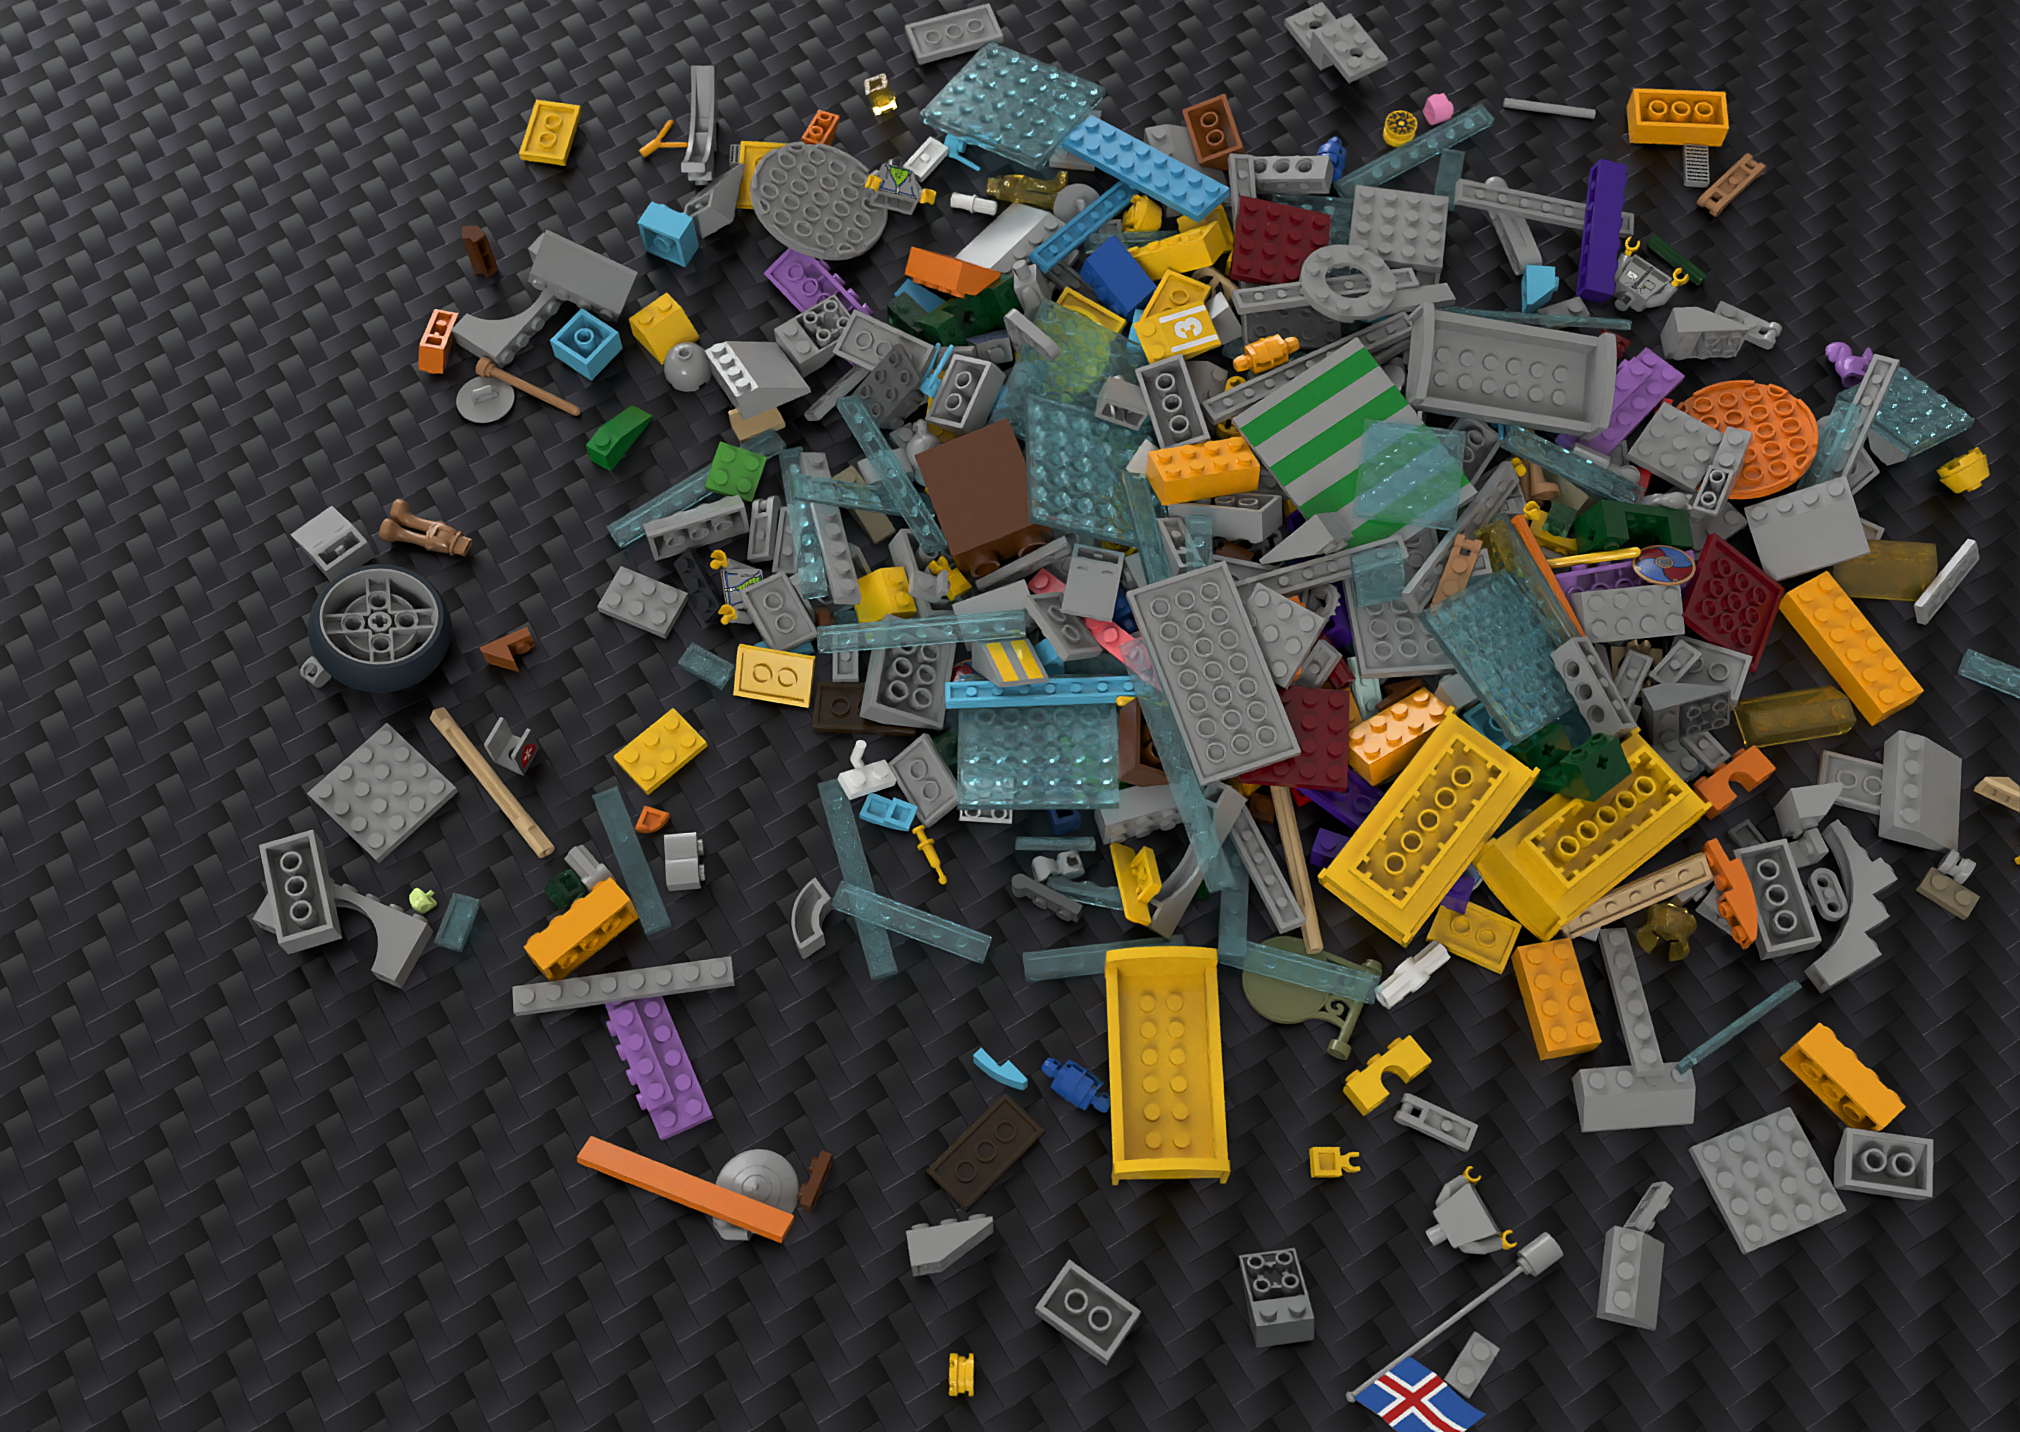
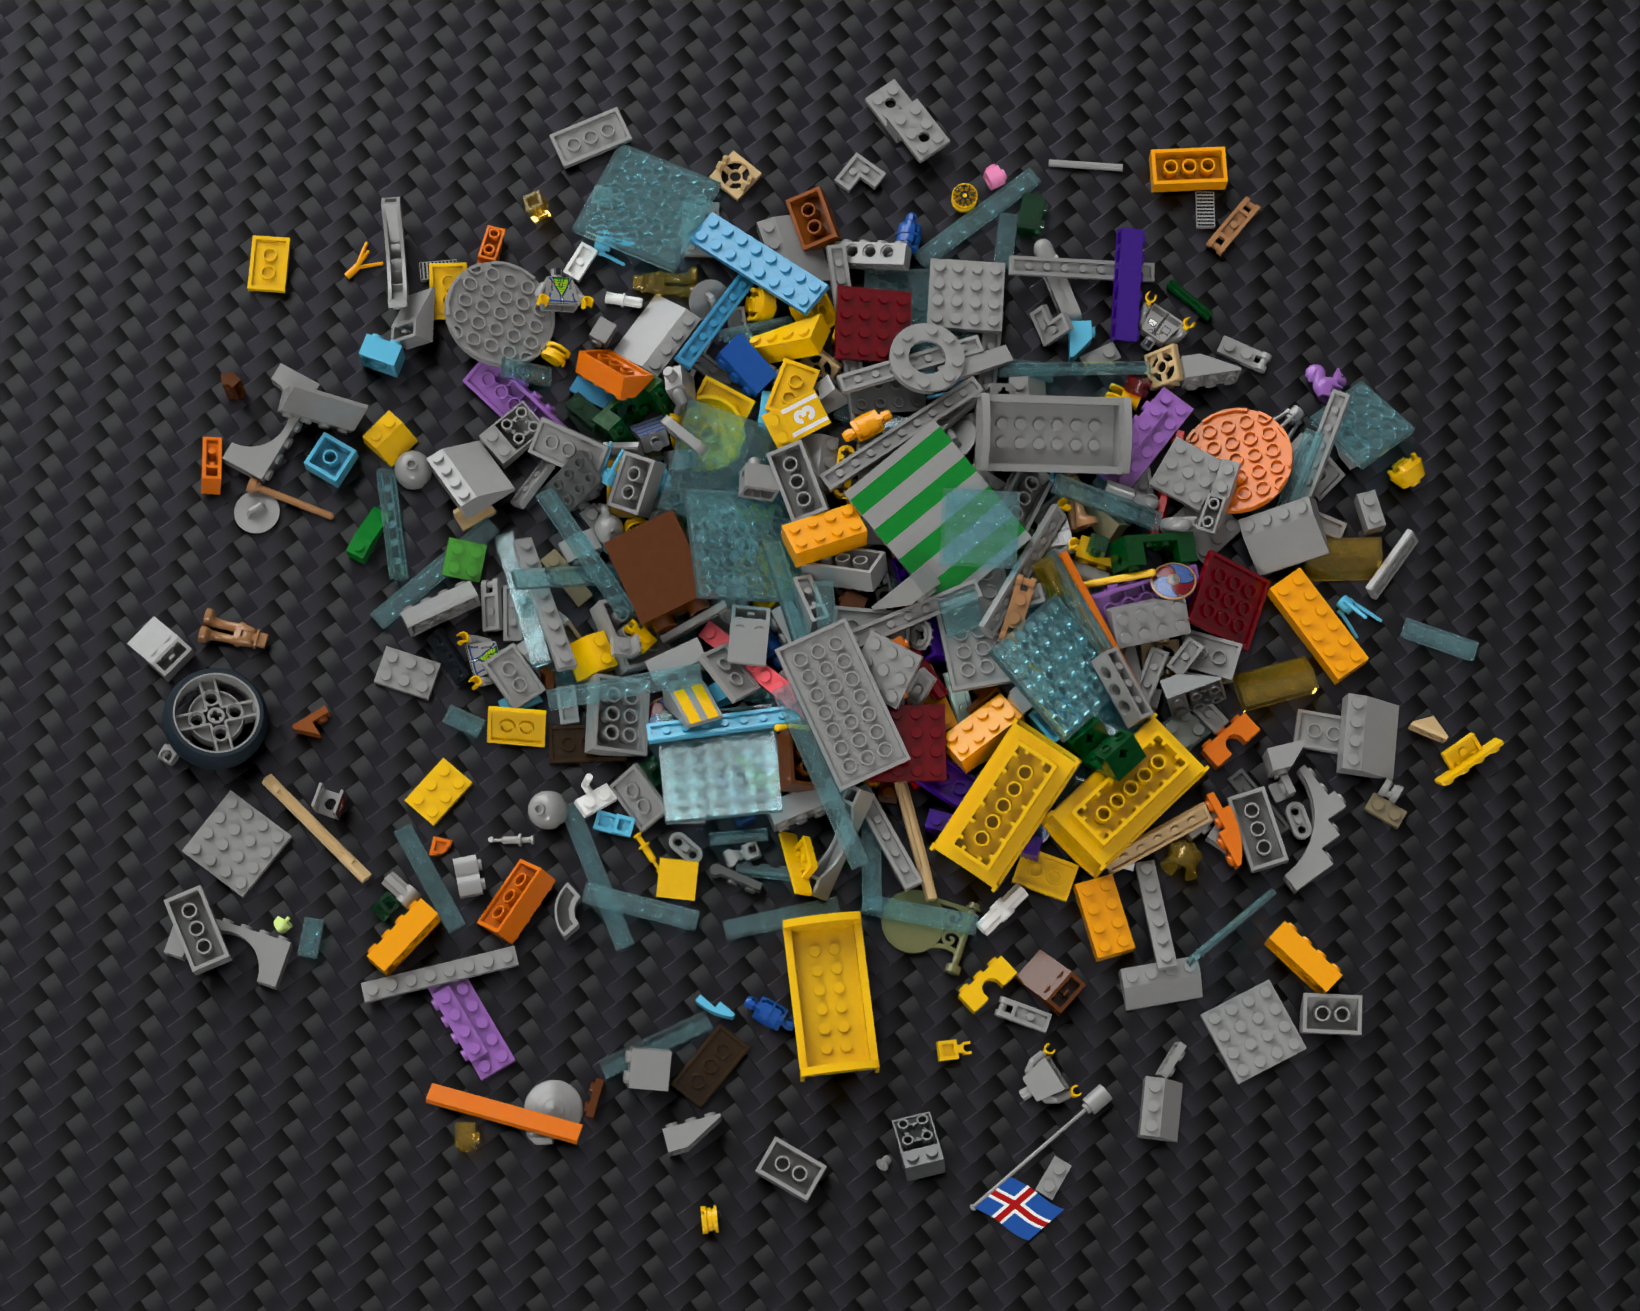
camera: 10 degrees left, 10 degrees up
(627, 1216) = (466, 1136): none -> clear yellow brick
(651, 426) = (392, 524): none -> clear light blue tile
(744, 900) = (516, 901): none -> orange slope
(745, 820) = (514, 839): none -> light grey piece
(801, 784) = (547, 809): none -> light grey cylinder
(842, 264) = (526, 372): none -> clear light blue plate
(882, 253) = (555, 354): none -> yellow wheel
(895, 1143) = (647, 1068): none -> light grey brick
(911, 1114) = (663, 1039): none -> clear light blue tile
(944, 235) = (602, 333): none -> light grey brick
(966, 891) = (677, 879): none -> yellow tile
(982, 853) = (686, 848): none -> light grey plate
(1134, 94) = (721, 166): none -> tan piece
(1139, 461) = (775, 530): white sticker -> none
(1223, 1317) = (884, 1163): none -> light grey piece
(1273, 89) = (859, 169): none -> light grey plate
(1478, 1080) = (1050, 982): none -> slope
(1481, 152) = (1031, 215): none -> clear green brick
(1503, 274) = (1050, 328): none -> light grey plate
(1642, 314) = (1162, 353): none -> tan piece
(1812, 397) = (1292, 416): none -> light grey plant
(1888, 627) = (1347, 605): none -> medium azure plant
(1915, 515) = (1369, 512): none -> light grey brick

